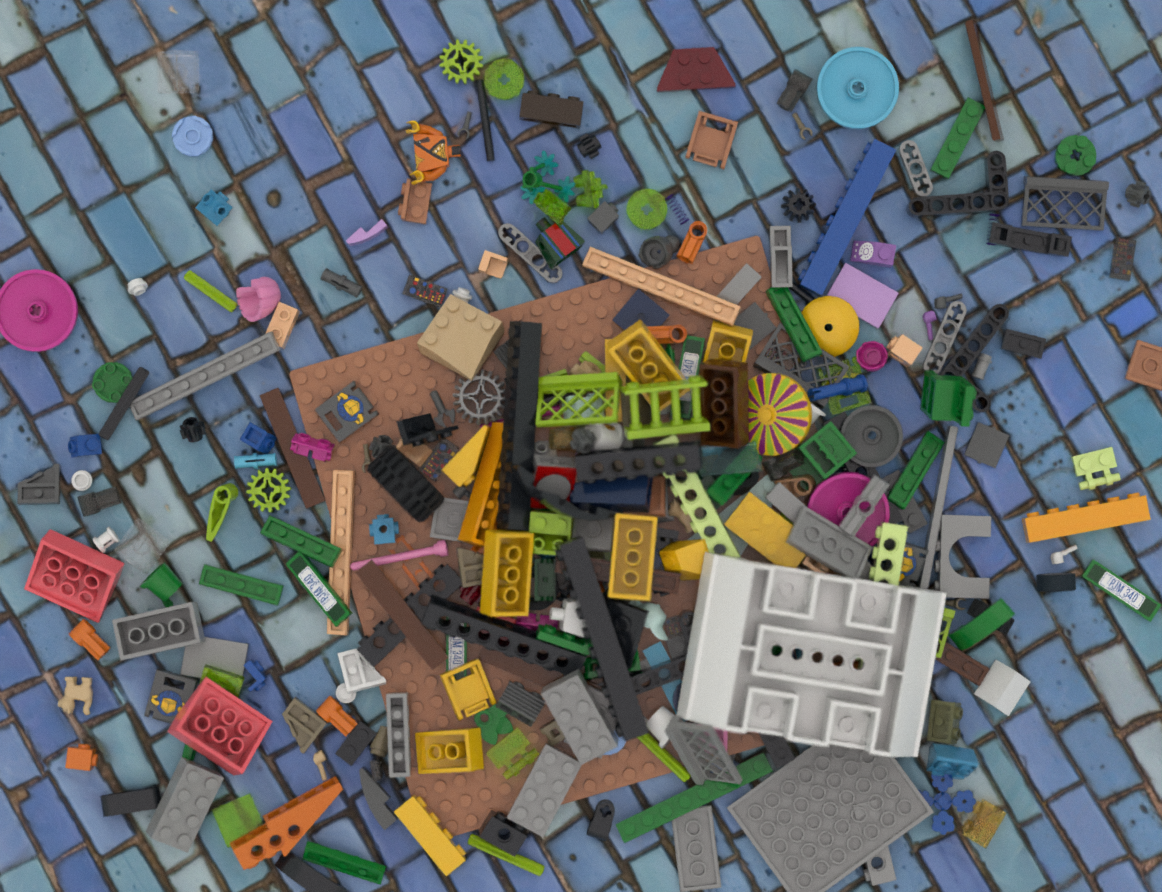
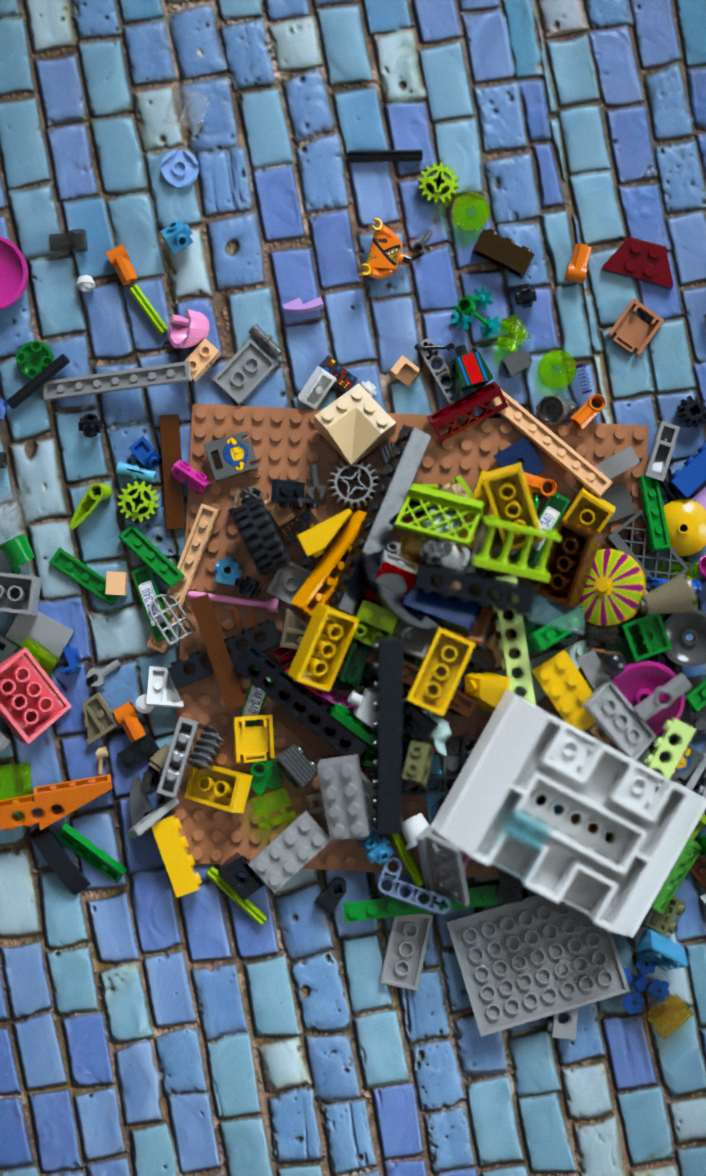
camera: 25 degrees right, 0 degrees up
(110, 247) = (74, 241): none -> clear smoke piece
(165, 252) = (120, 260): none -> orange piece
(275, 580) = (116, 583): none -> light nougat panel
(292, 676) = (103, 672): none -> light grey bar
(331, 320) = (245, 372): none -> light grey tile
(344, 605) = (169, 625): none -> light grey window
(393, 804) = (152, 817): none -> light grey tile
(397, 51) = (384, 155): none -> black axle
(409, 312) = (316, 388): none -> white slope
(410, 538) = (248, 587): none -> black gear
(415, 202) = (355, 292): nougat bracket -> none
(423, 716) = (205, 749): none -> dark grey piece
(485, 120) = (441, 242): black bar -> none
(530, 224) = (450, 347): none -> black hinge
(552, 205) = (475, 336): clear neon green hips -> none
(565, 279) = (466, 405): none -> dark red fence
(631, 101) = (577, 267): none -> orange piece
(631, 757) = (377, 848): none -> dark azure brick
(642, 656) = (418, 763): none -> olive bracket
(683, 786) = (415, 891): none -> sand blue beam
(770, 683) = (527, 829): none -> clear light blue brick
(803, 490) = (613, 664): none -> black piece
(836, 403) = (671, 597): none -> dark tan cone
(942, 674) = (677, 875): none -> bright green wing

